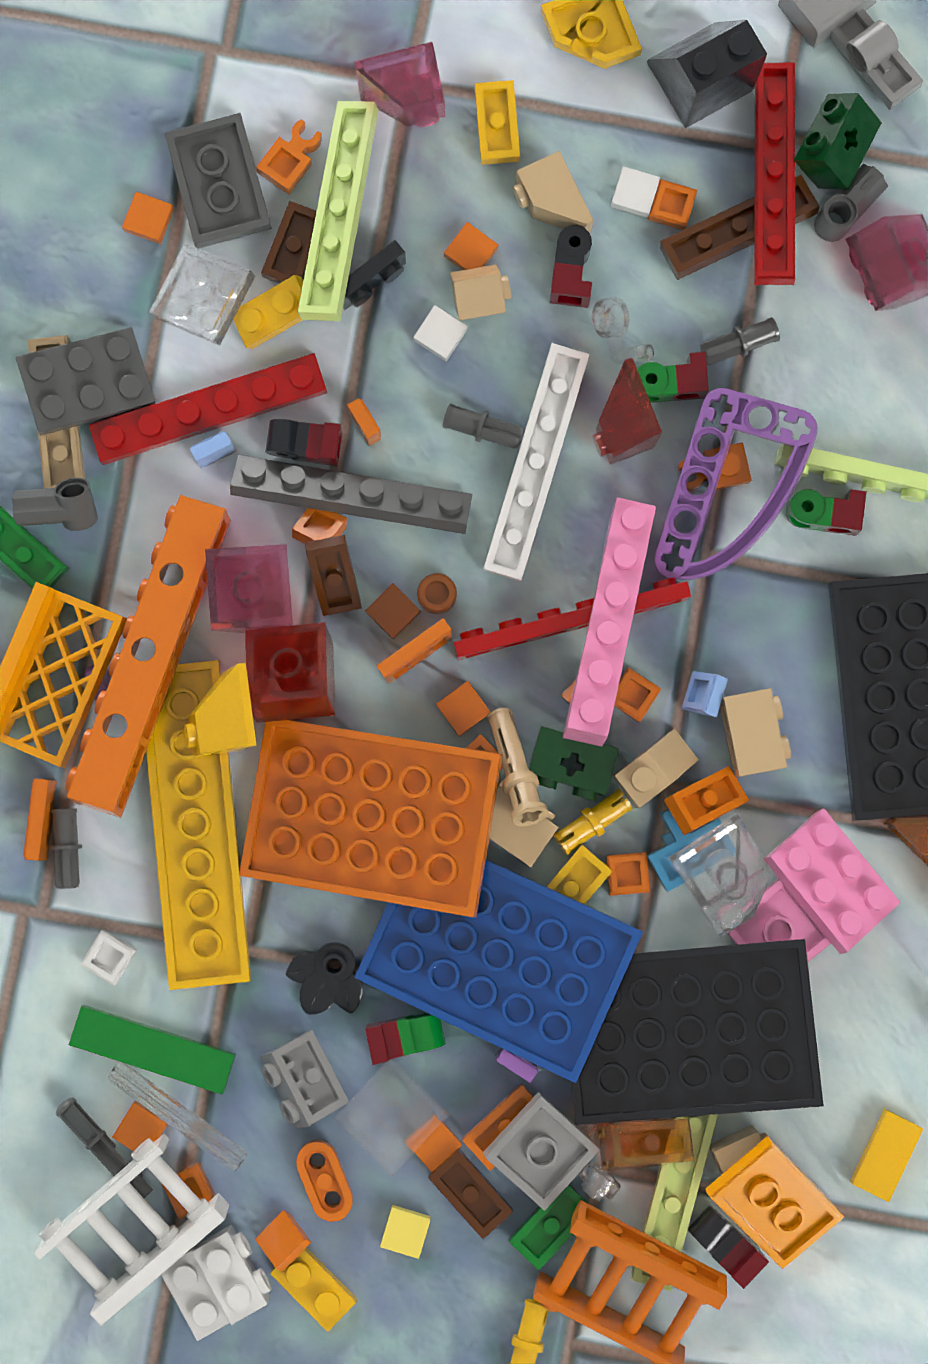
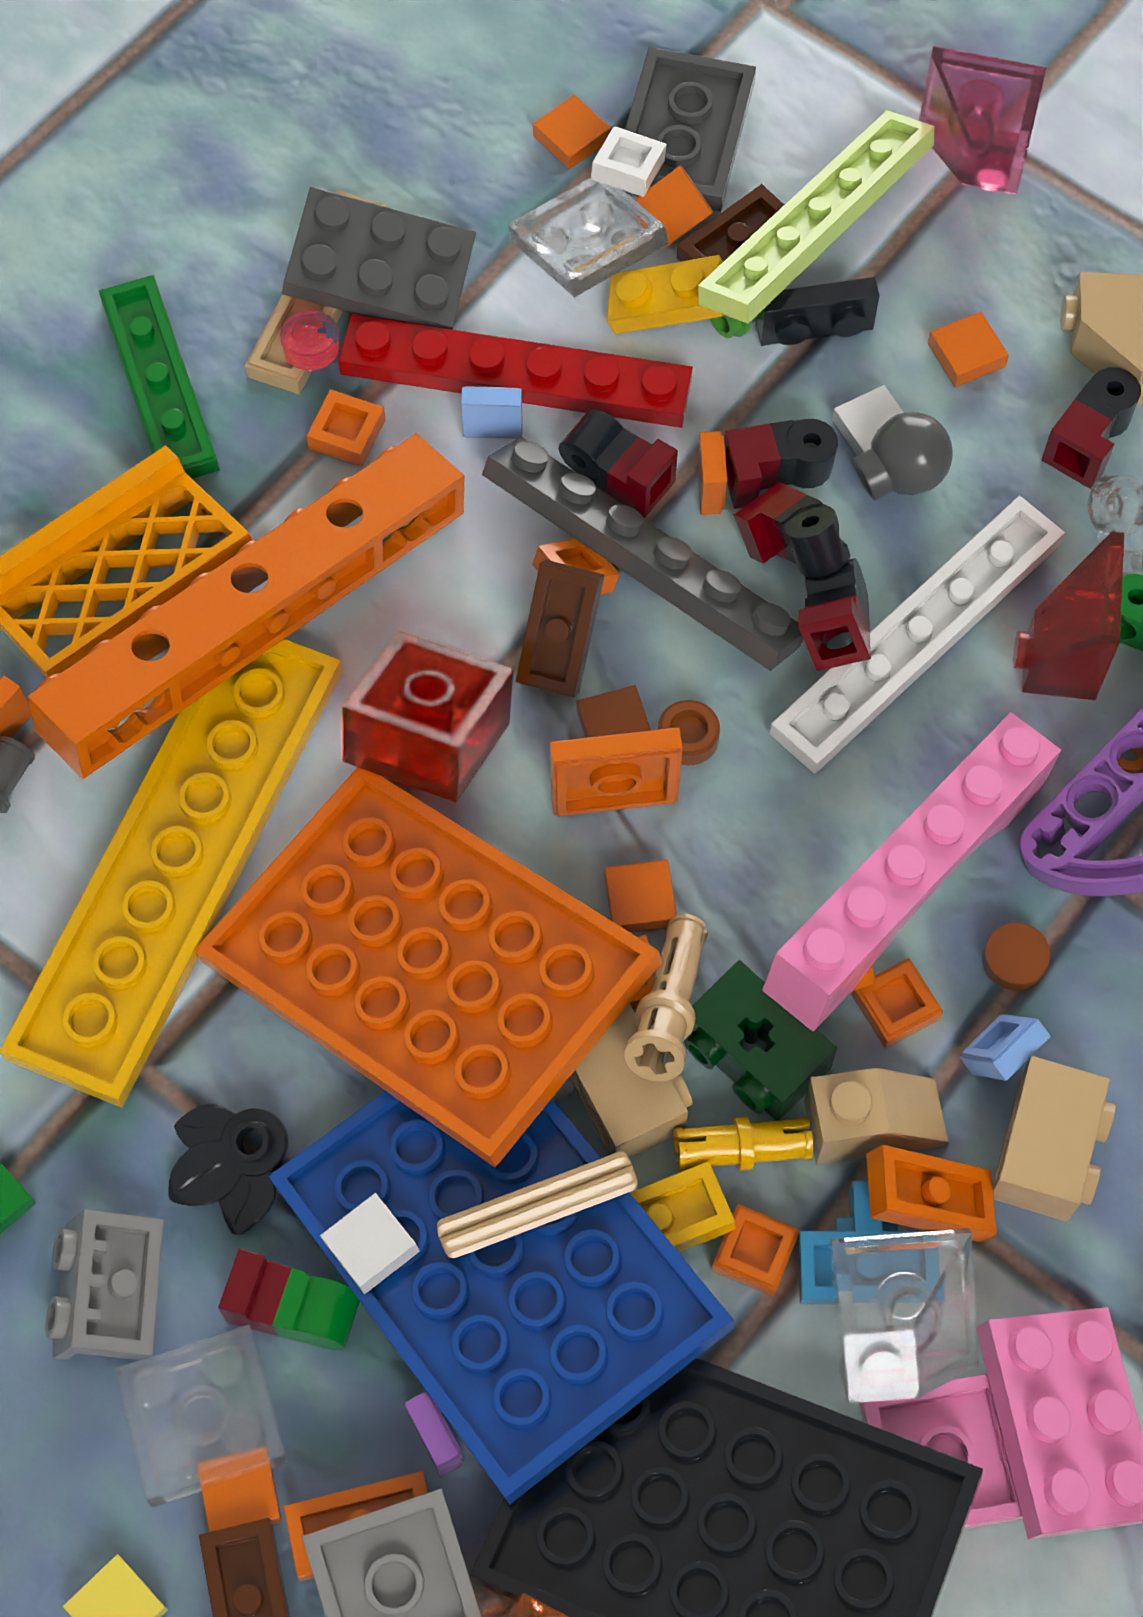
camera: 30 degrees right, 20 degrees down
(67, 503) = (263, 381): dark grey piece -> none
(76, 458) = (310, 340): none -> clear pink tile
(131, 505) = (346, 428): none -> orange plate
(202, 234) = (628, 161): none -> white plate
(223, 716) = (297, 714): yellow slope -> none
(244, 245) = (676, 204): none -> orange tile
(248, 588) = (437, 580): clear pink slope -> none
(288, 162) = (787, 147): orange plate -> none
(323, 1179) = (42, 1456): orange plate -> none
(404, 381) = (777, 452): none -> leg
(431, 989) = (370, 1243): none -> white tile
(436, 436) = (794, 528): none -> leg
(473, 351) = (905, 456): none -> dark grey piece
(480, 292) = (954, 390): tan brick -> none
(482, 426) = (877, 559): dark grey axle -> none
(485, 480) = (834, 607): none -> dark red leg
(497, 122) = (1082, 221): yellow plate -> none
(509, 924) = (537, 1204): none -> tan axle
(552, 622) = (838, 847): red plate -> none
(684, 632) = (1016, 956): none -> dark orange tile

